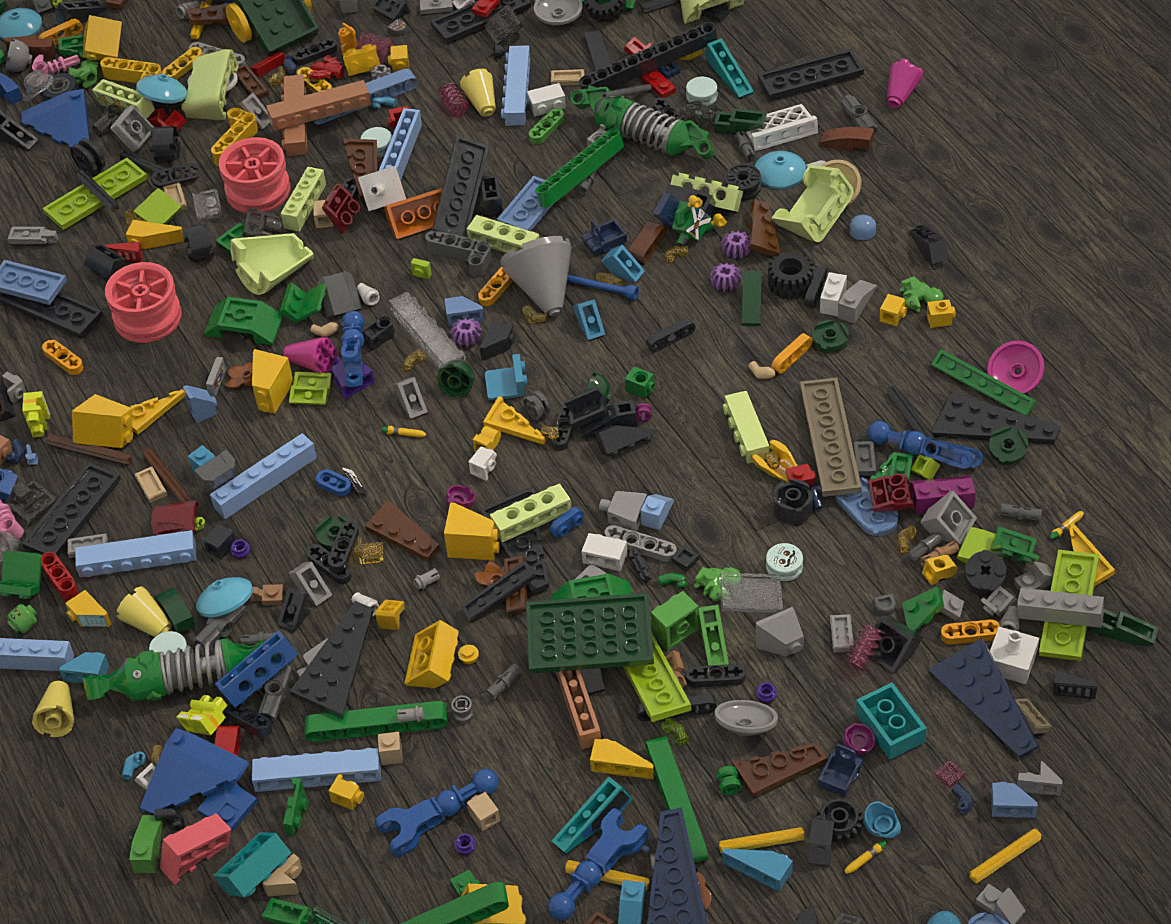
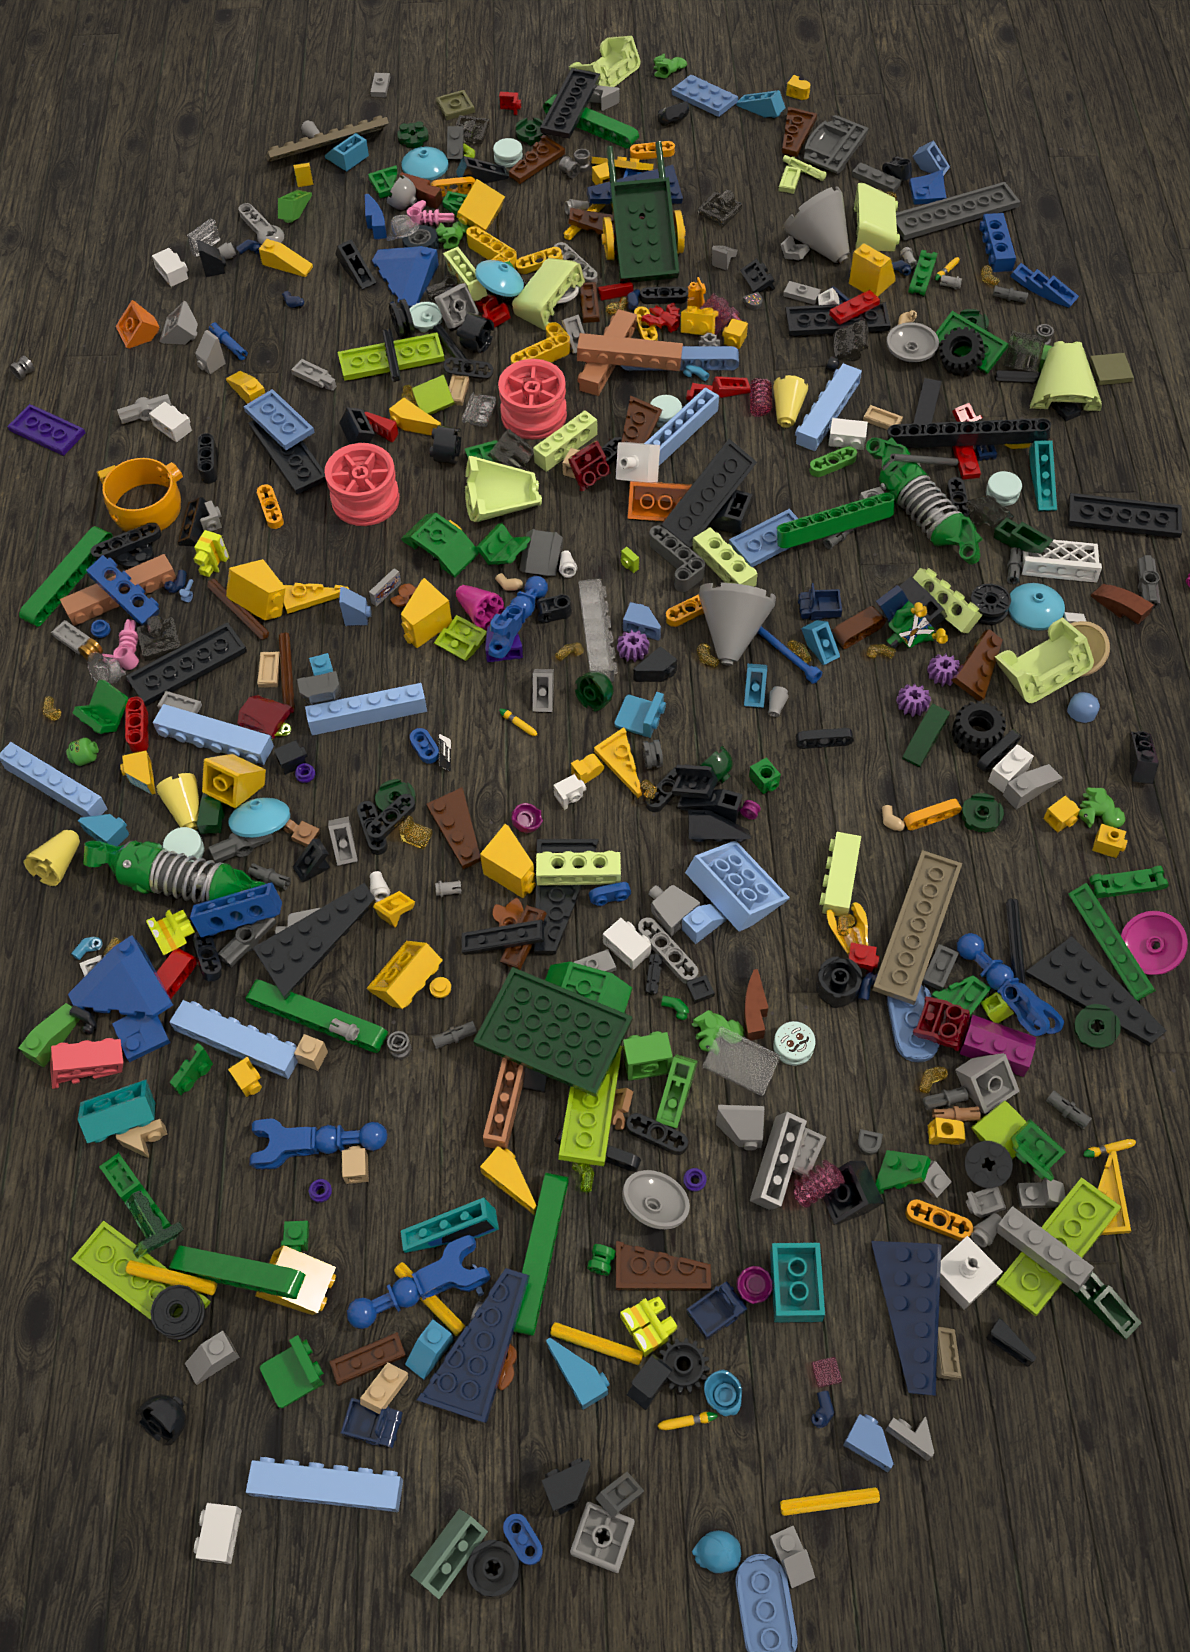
camera: 25 degrees right, 10 degrees up
(109, 146) = (425, 316): none -> light aqua piece
(181, 578) = (231, 779): none -> yellow slope
(422, 100) = (730, 386): none -> red slope
(614, 322) = (777, 700): none -> light grey cone
(666, 471) = (736, 884): none -> light blue slope
(737, 550) = (755, 1008): none -> copper slope
(793, 807) = (646, 1327): none -> neon yellow hips
(824, 646) = (778, 1161): none -> light grey brick
(972, 336) = (1128, 882): none -> green plate

